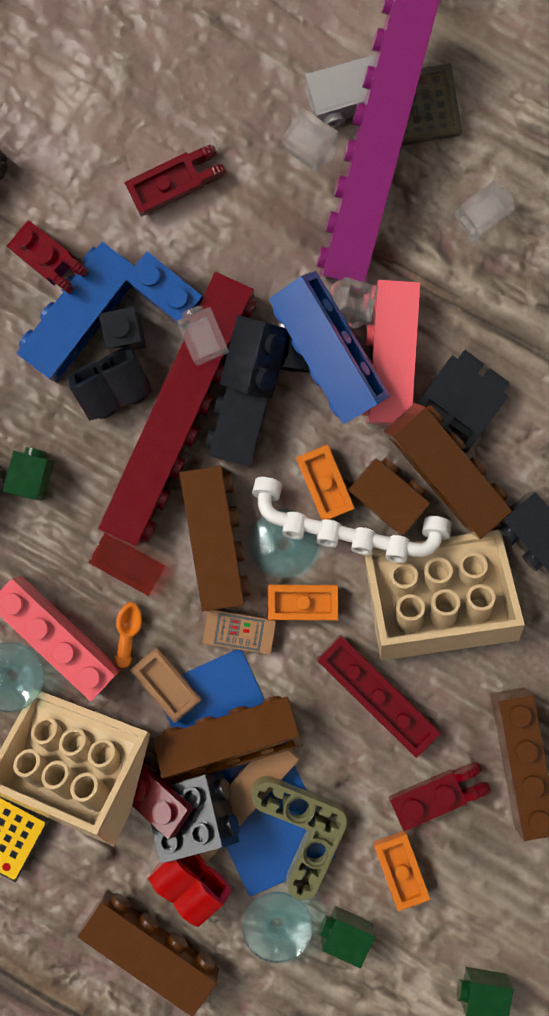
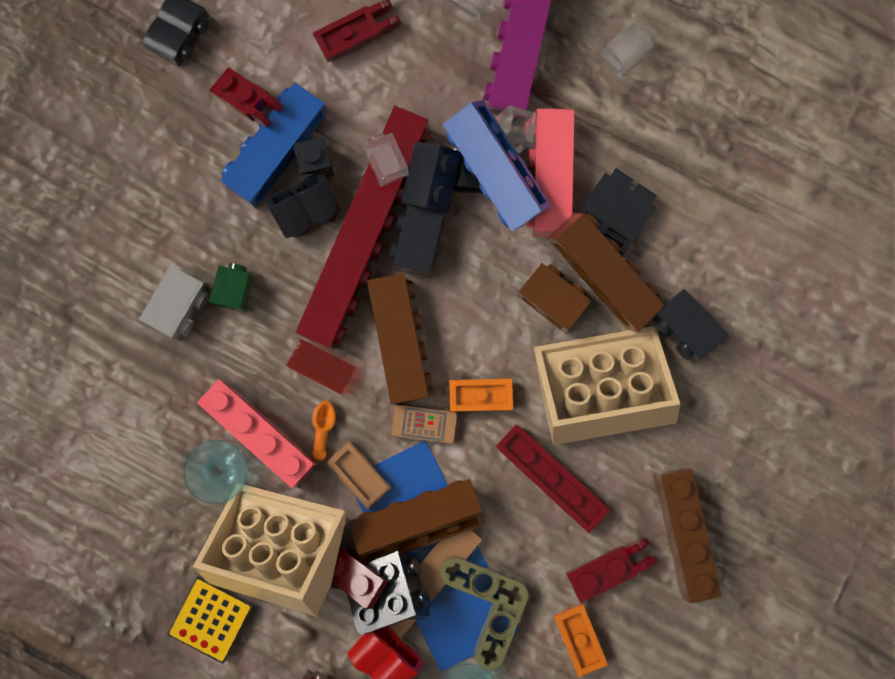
camera: 10 degrees left, 5 degrees down
(162, 287) = (348, 121): blue brick -> none
(278, 562) = (458, 360): clear light blue dish -> none
(324, 483) = (496, 288): orange plate -> none
(362, 539) = (533, 335): white bar -> none

